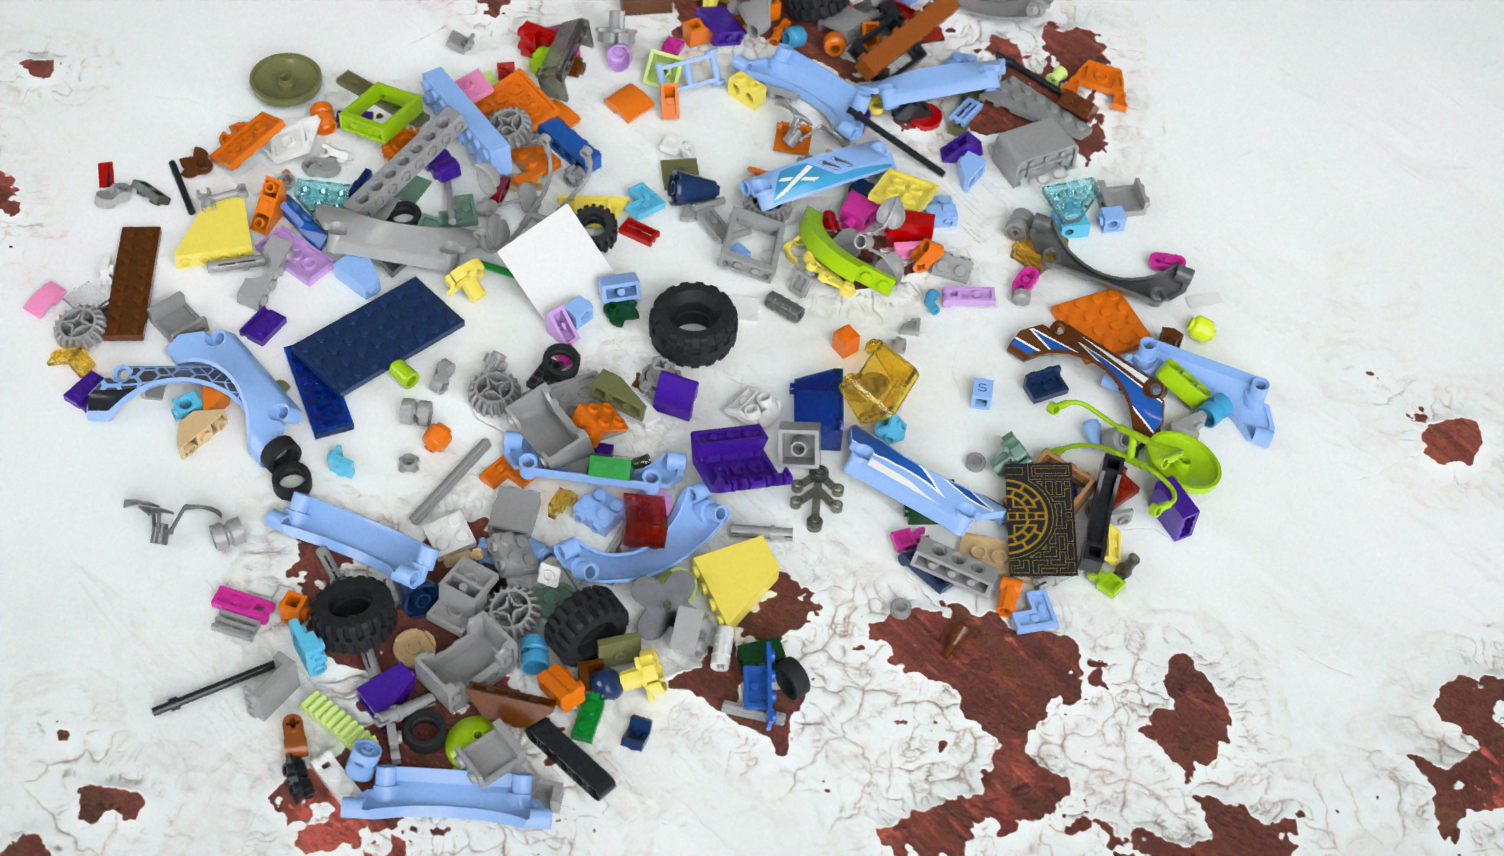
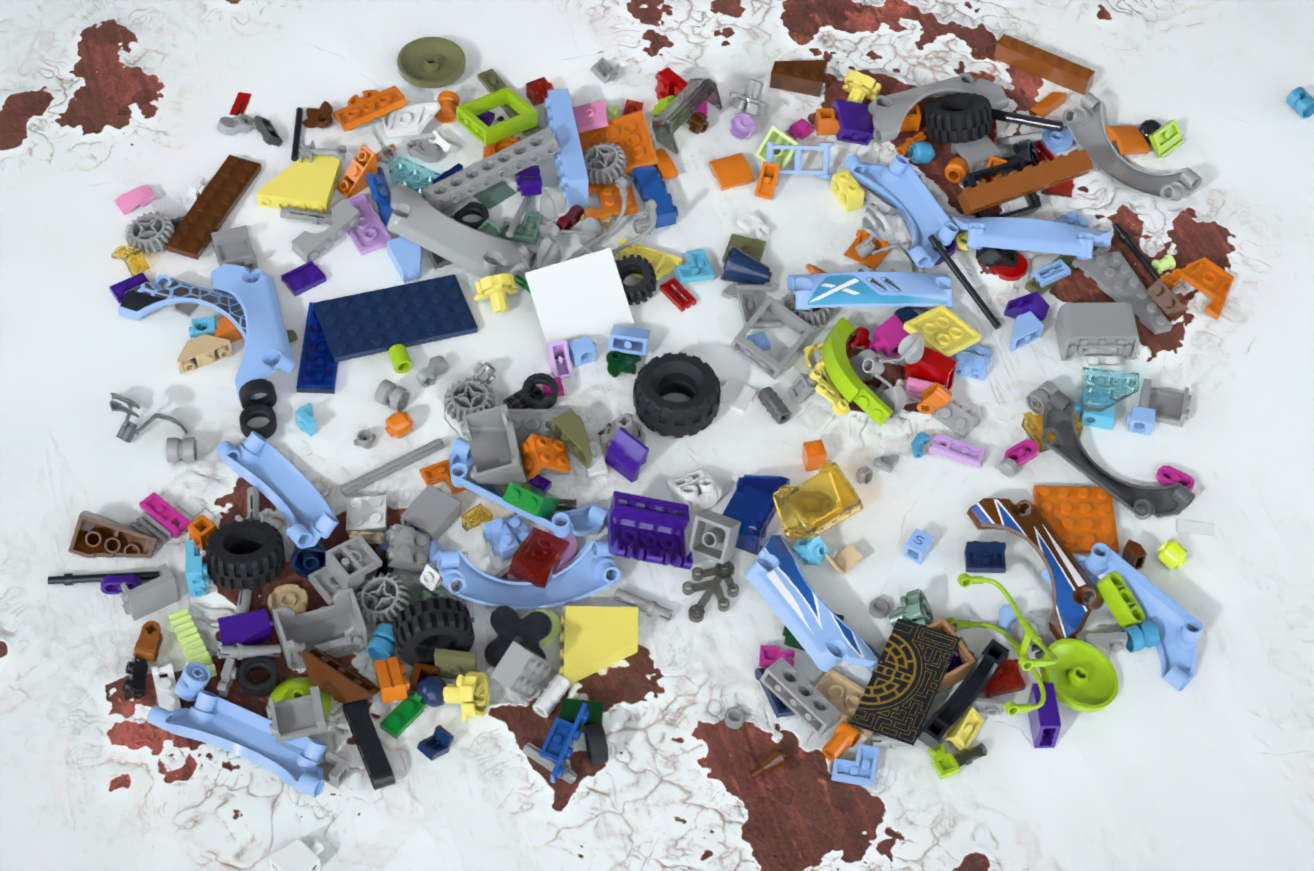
camera: 25 degrees right, 0 degrees up
(189, 649) = (106, 538): none -> reddish brown wedge
(233, 689) = (112, 584): none -> dark purple plate
(406, 78) = (537, 90): none -> clear red brick
(924, 427) = (845, 559): none -> tan bracket

